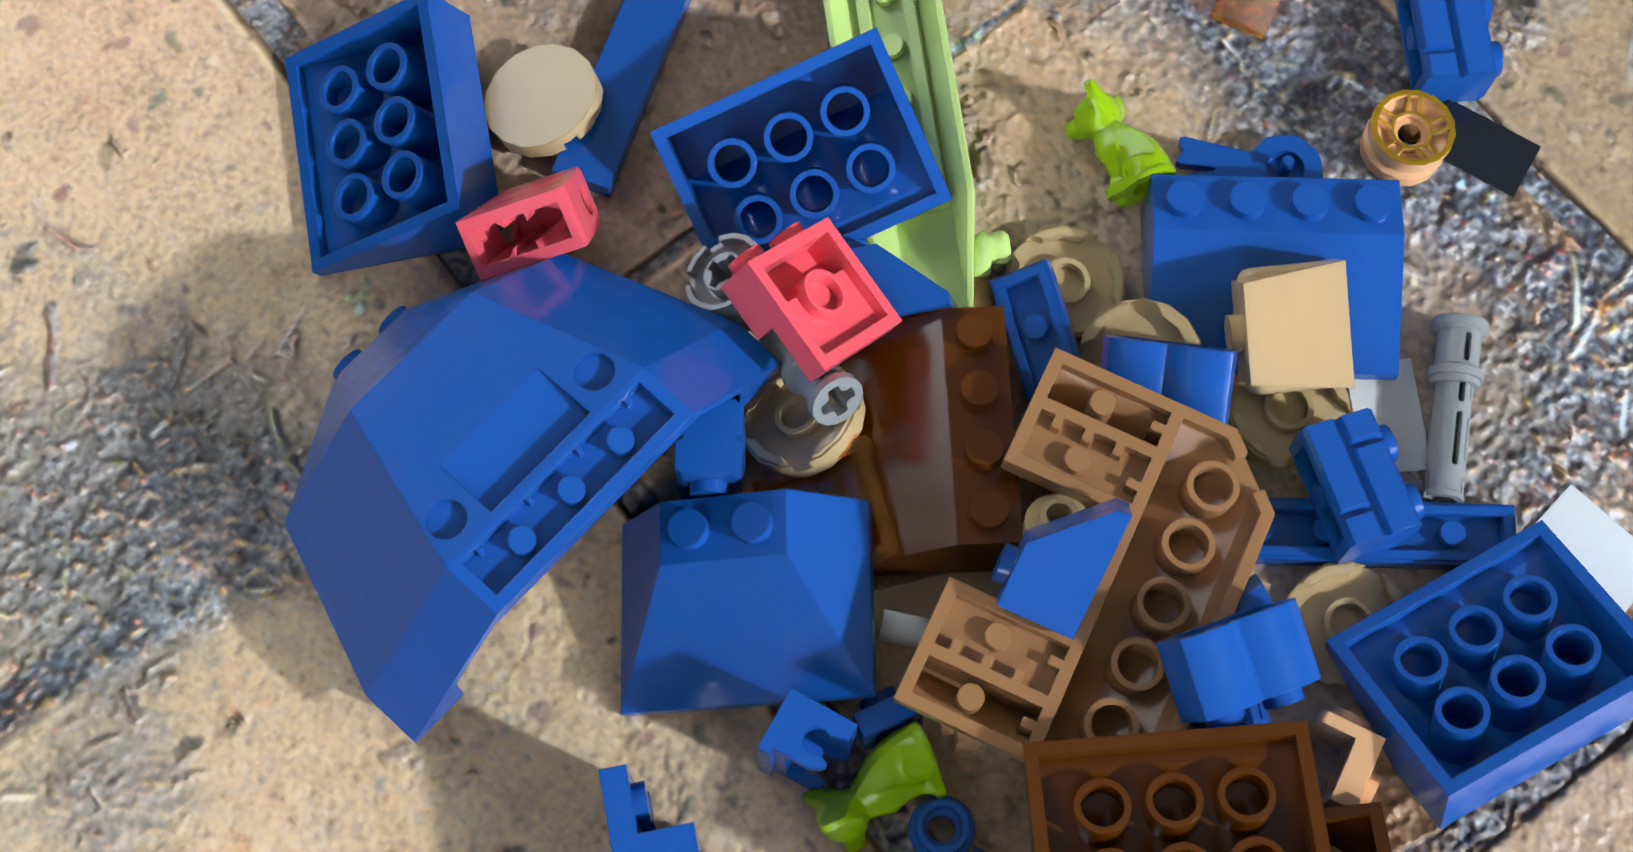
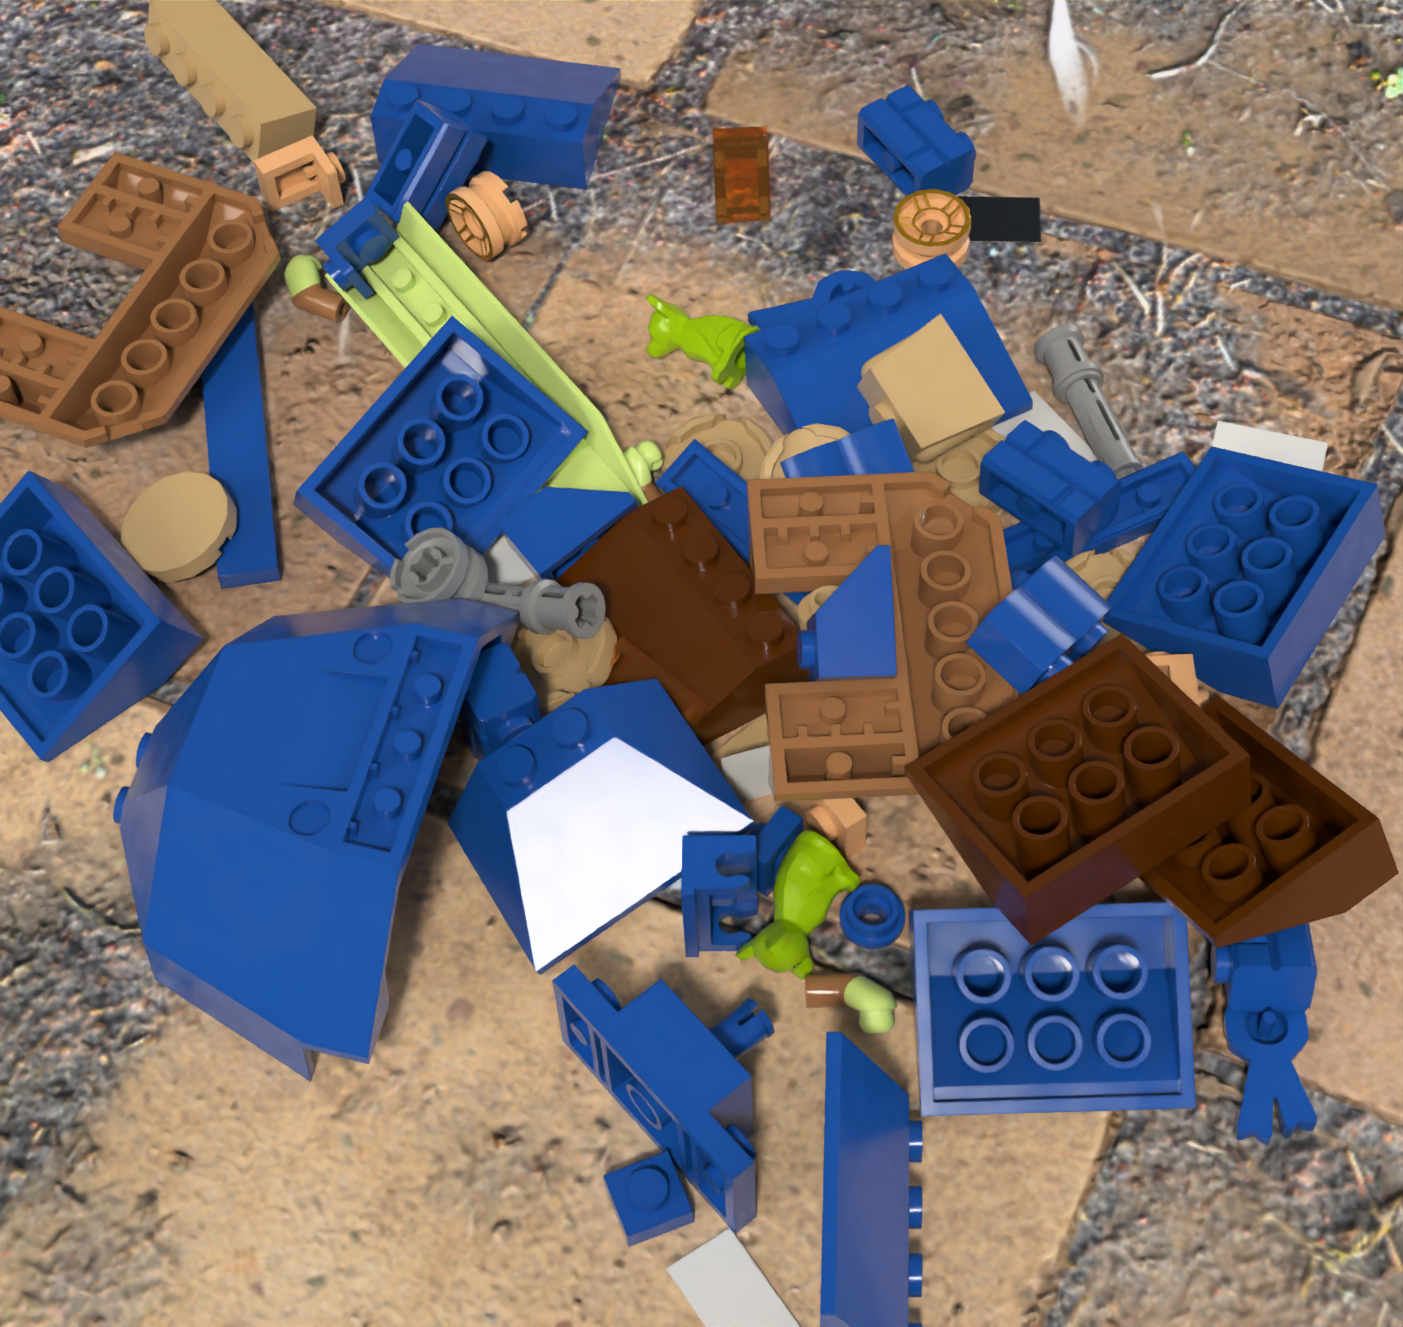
camera: 25 degrees left, 15 degrees down
(545, 219) = (230, 606): coral torso -> none
(810, 296) = (516, 533): coral plate -> none

